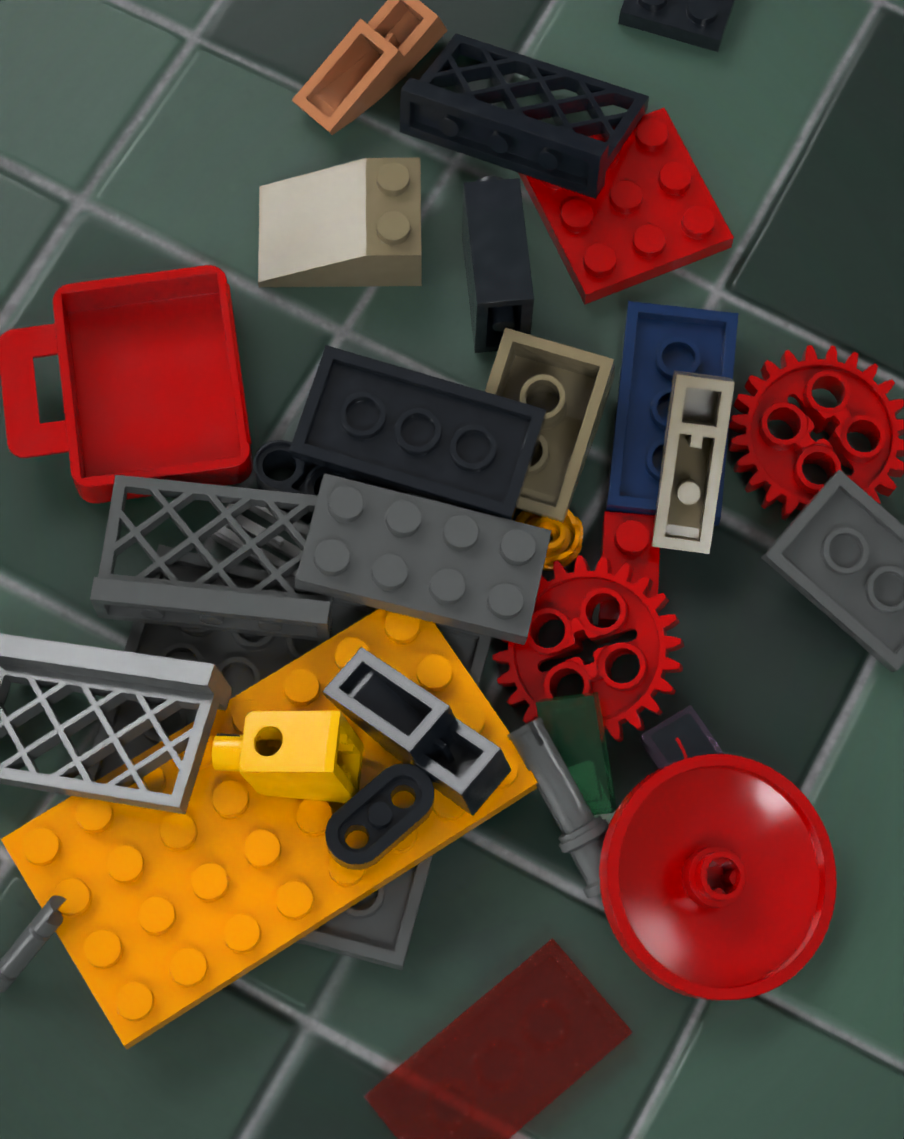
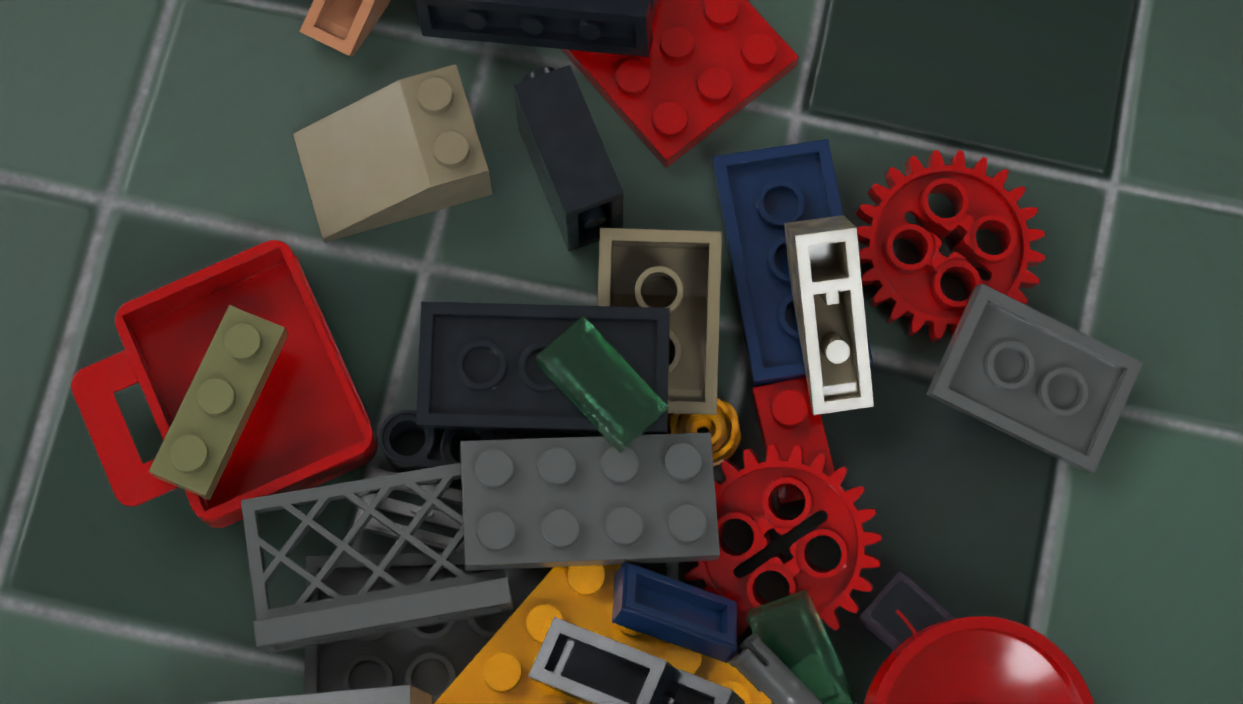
camera: 15 degrees left, 5 degrees up
(122, 388) = (219, 402): none -> olive plate
(464, 456) = (601, 384): none -> clear green tile
(472, 677) = (675, 612): none -> dark blue tile

